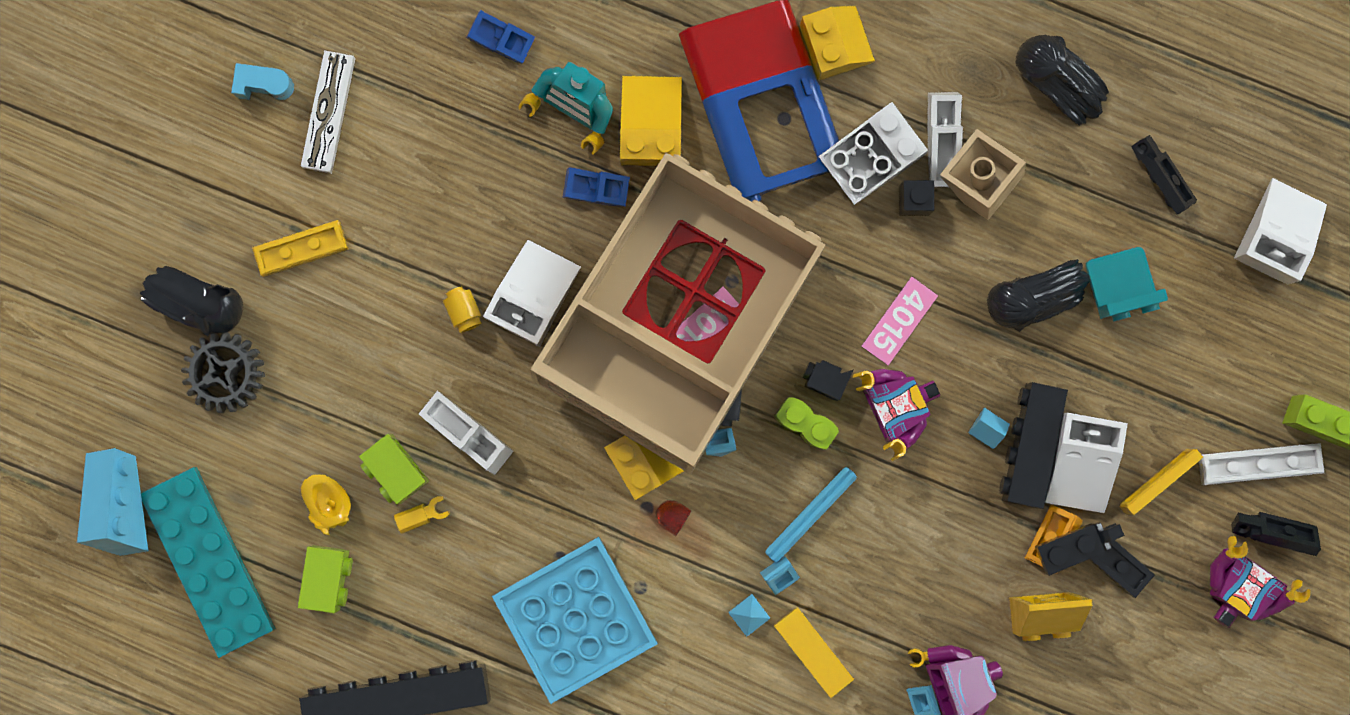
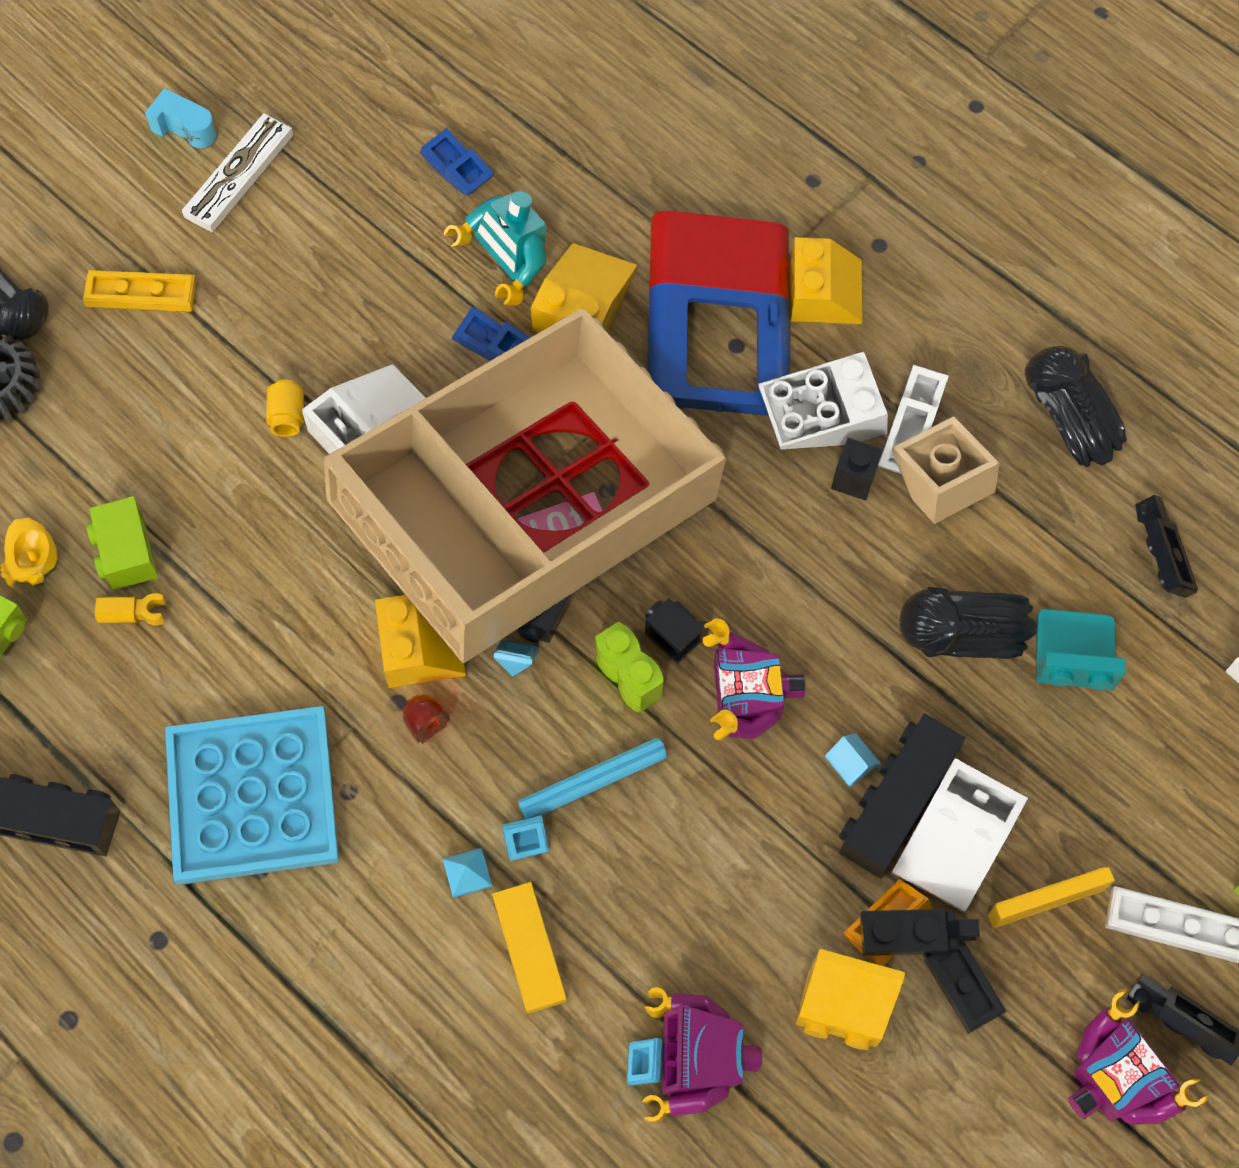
camera: 25 degrees right, 20 degrees down
(466, 433) = (226, 539): white slope -> none
(899, 321) = (788, 601): bright pink sticker -> none

